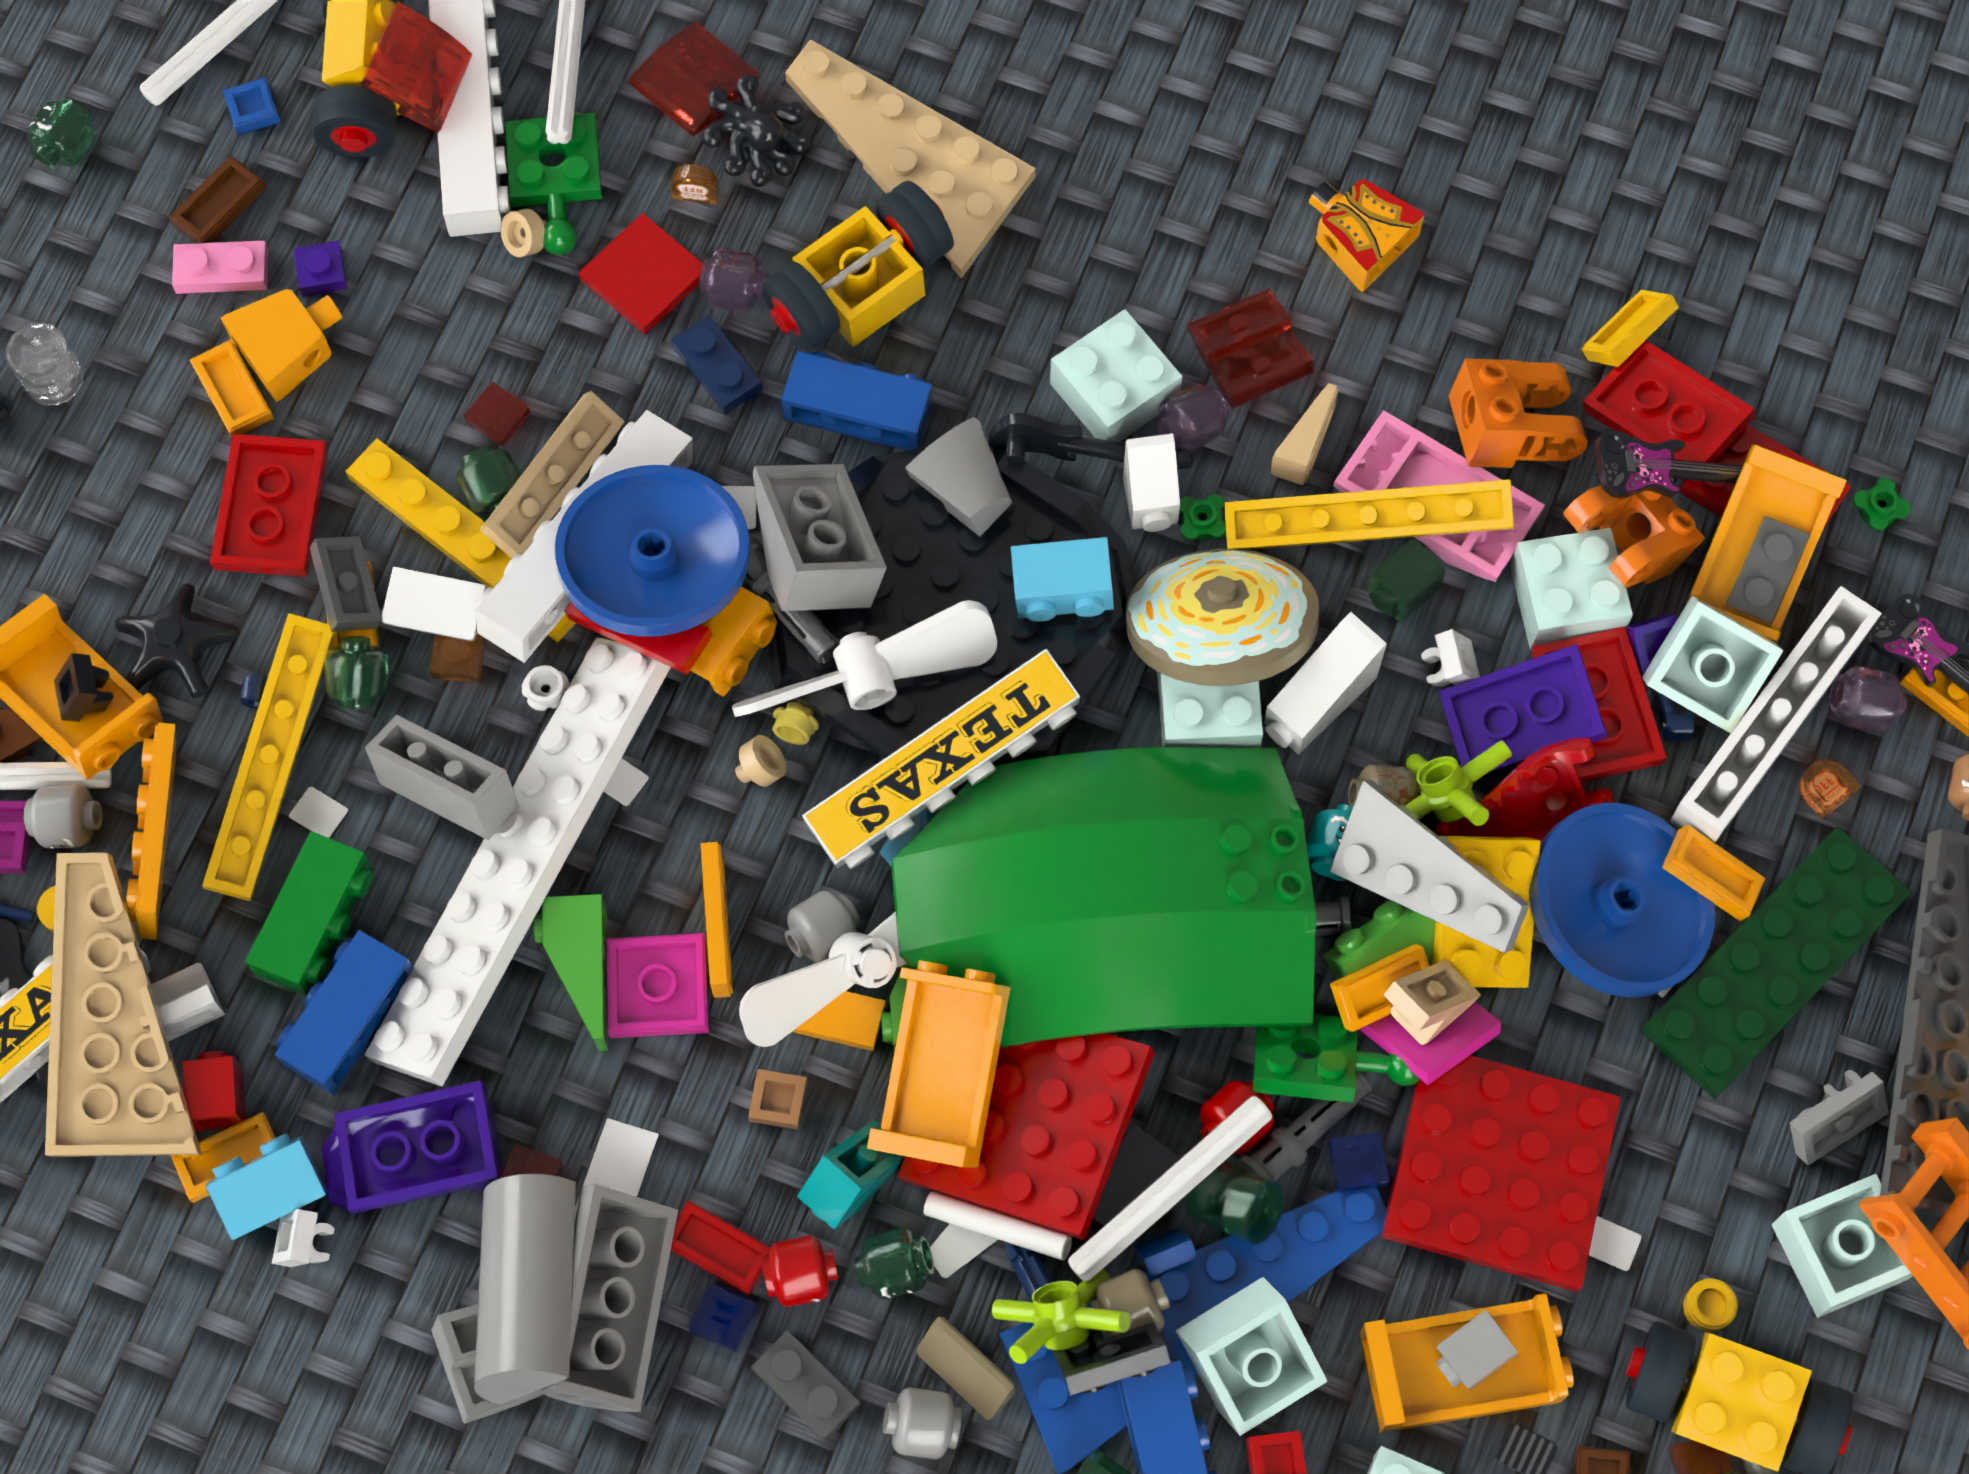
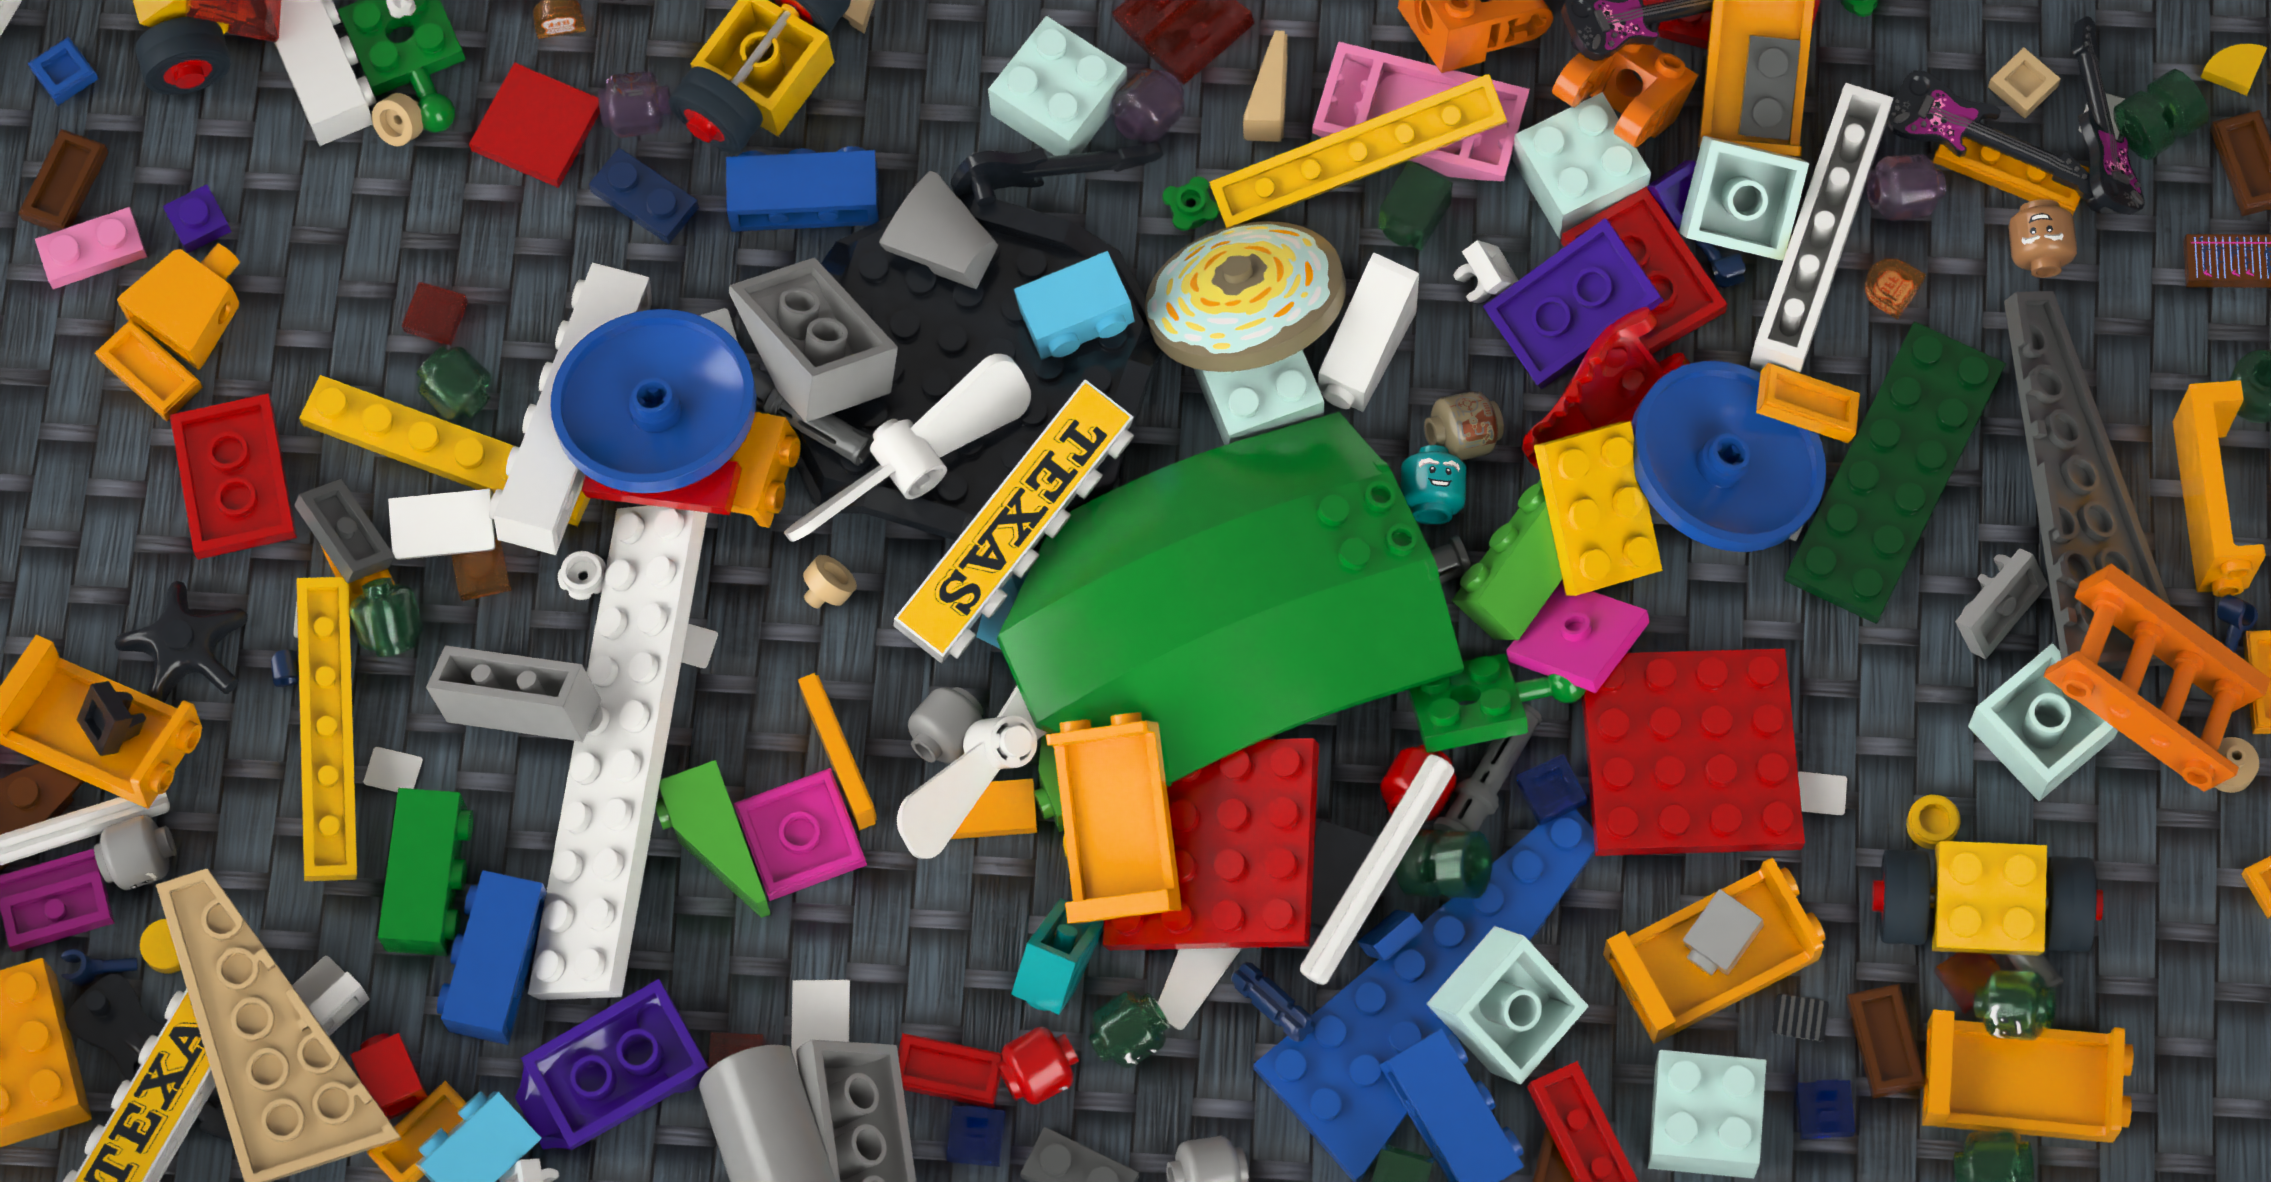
camera: 15 degrees left, 0 degrees up
(154, 817) = (234, 824): light orange tile -> none
(552, 474) = (517, 358): tan plate -> none
(778, 1099) = (959, 907): medium nougat plate -> none
(794, 723) = (849, 533): light yellow plate -> none
(965, 1369) = (1232, 1108): dark tan slope -> none
(998, 1225) = (1218, 960): white piece -> none
(1059, 1317) = (1310, 1023): lime bar -> none
(1110, 1359) = (1355, 1056): black plate -> none
(1135, 1295) = (1375, 995): dark tan head -> none
(1151, 482) = (1130, 184): white slope -> none
(1362, 993) = (1522, 612): light orange tile -> none
(1411, 865) = (1511, 483): wing -> none
(1430, 1000) = (1572, 609): tan slope -> none
(1449, 788) = (1522, 400): lime bar -> none

